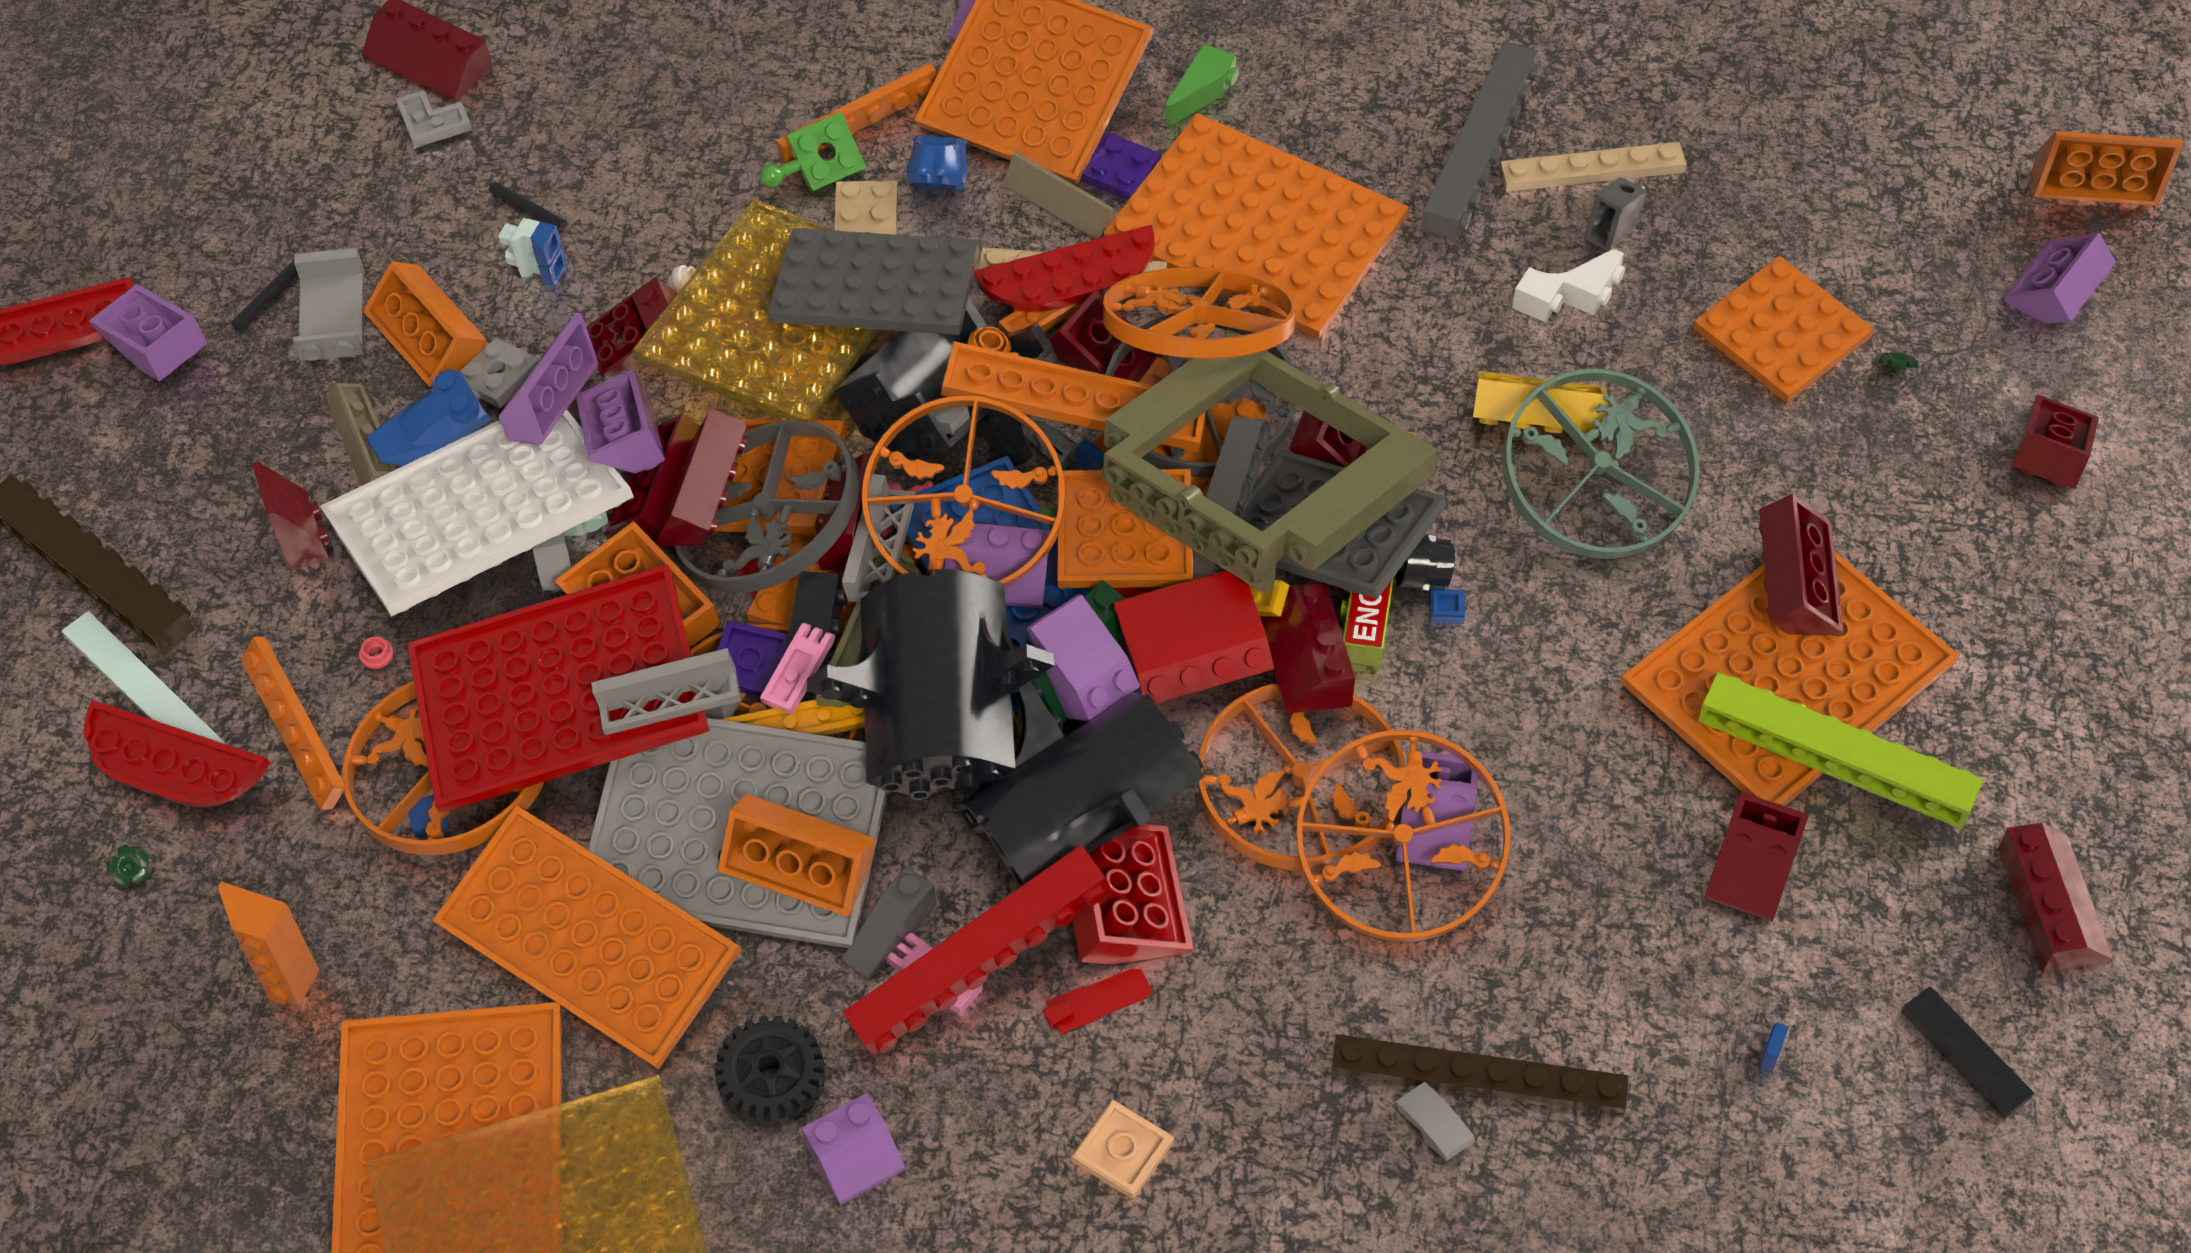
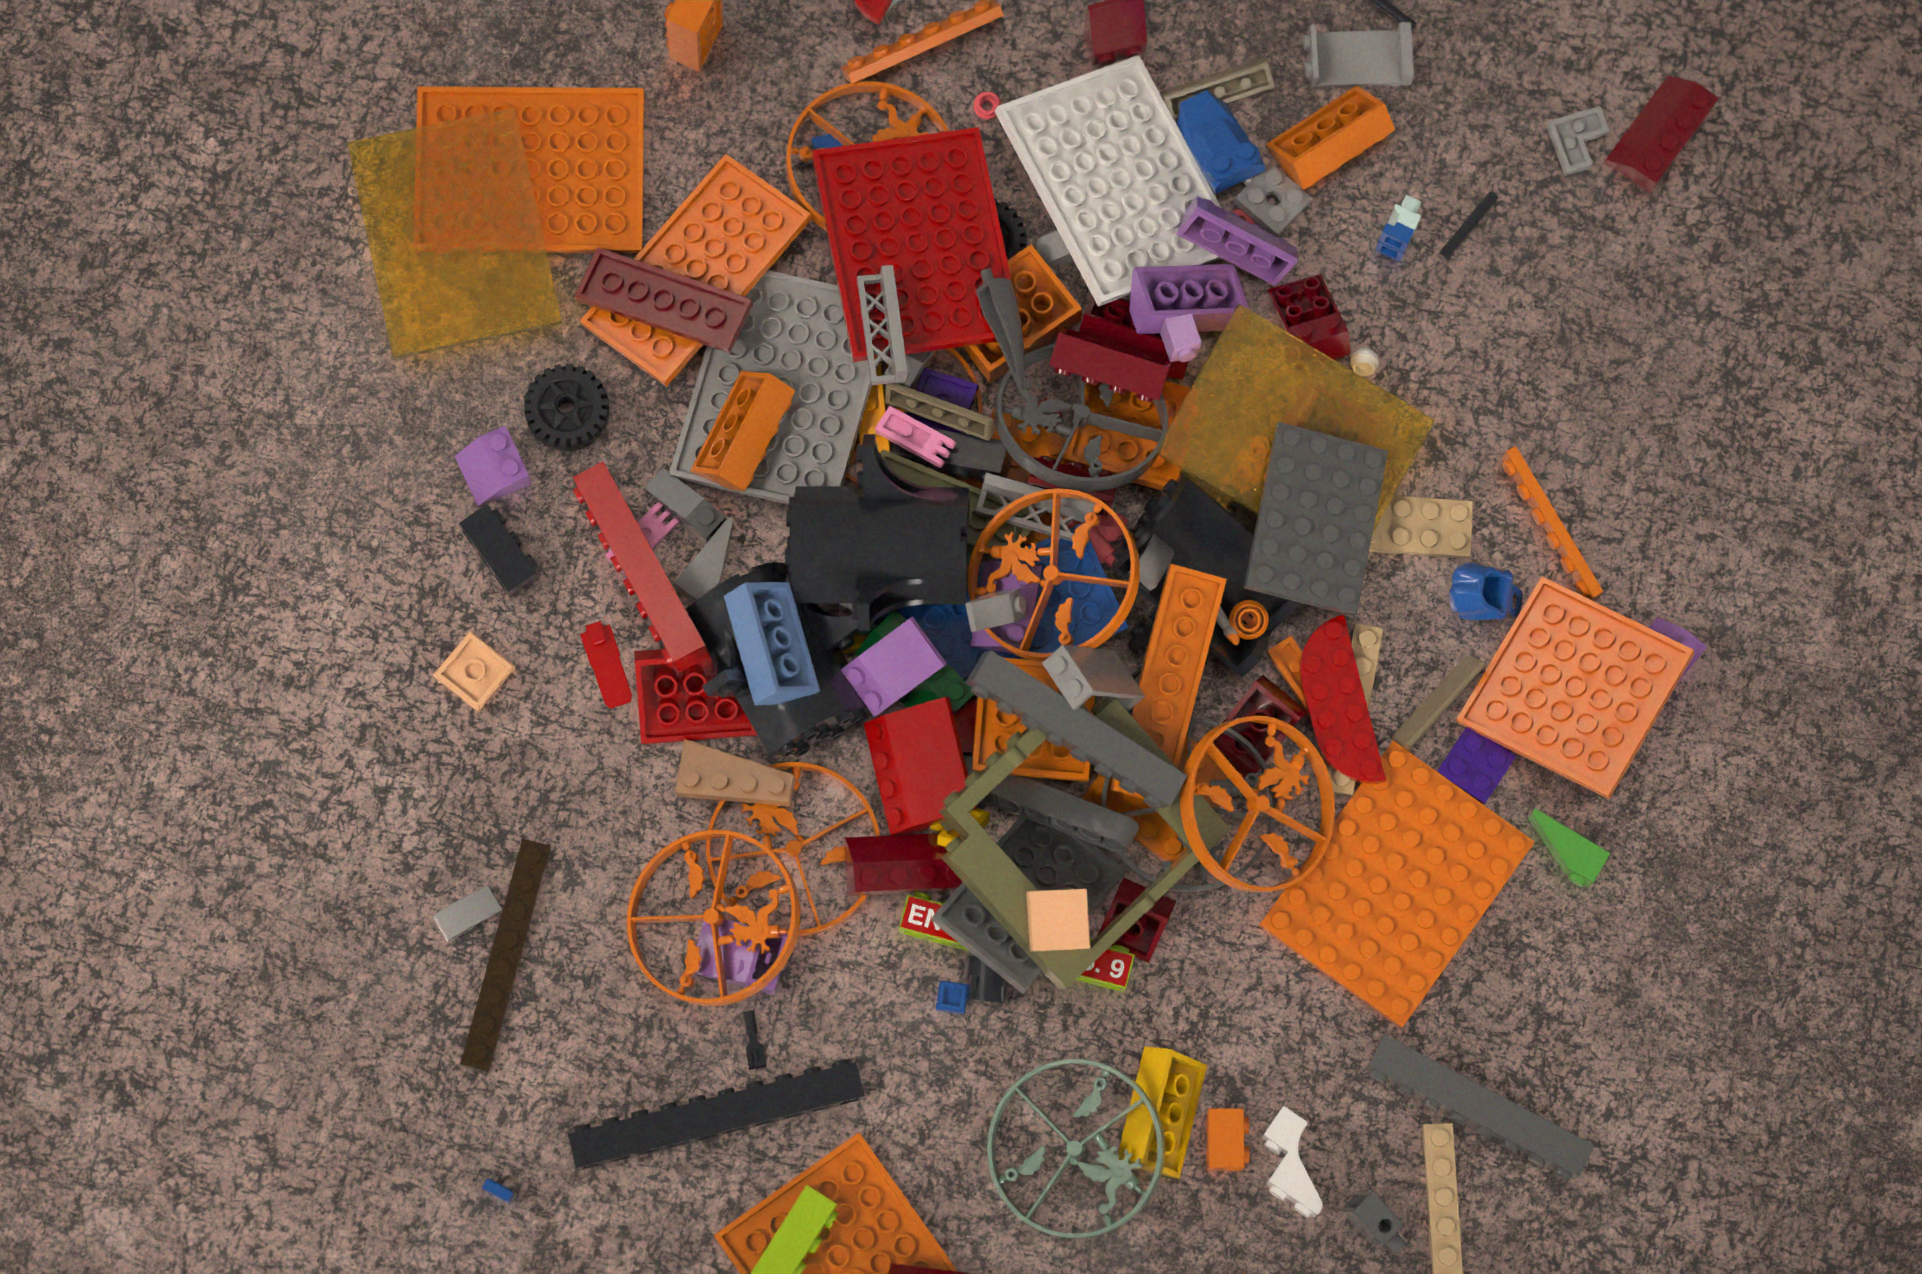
camera: 85 degrees right, 20 degrees up
(630, 958) = (663, 300): none -> dark red plate
(652, 579) = (1002, 315): none -> dark grey piece
(671, 415) = (1180, 338): none -> lavender brick
(765, 643) = (940, 411): none -> dark tan slope
(815, 170) = (1484, 484): bright green plate -> none
(963, 1130) = (499, 550): none -> black brick
(965, 889) = (708, 566): none -> light grey slope
(1010, 542) = (996, 609): none -> light grey slope
(1074, 770) = (771, 642): none -> medium blue slope
(1091, 434) = (1090, 672): none -> light grey panel
(1150, 441) = (1076, 730): none -> dark grey brick
(1227, 844) = (726, 777): none -> medium nougat wing
(1367, 454) = (1058, 920): none -> light nougat tile
(1545, 796) = (754, 1050): none -> black piece
(1558, 344) = (1226, 1140): none -> orange brick
(1635, 827) = (715, 1116): none -> black brick
(1756, 856) = (669, 1210): dark red slope -> none

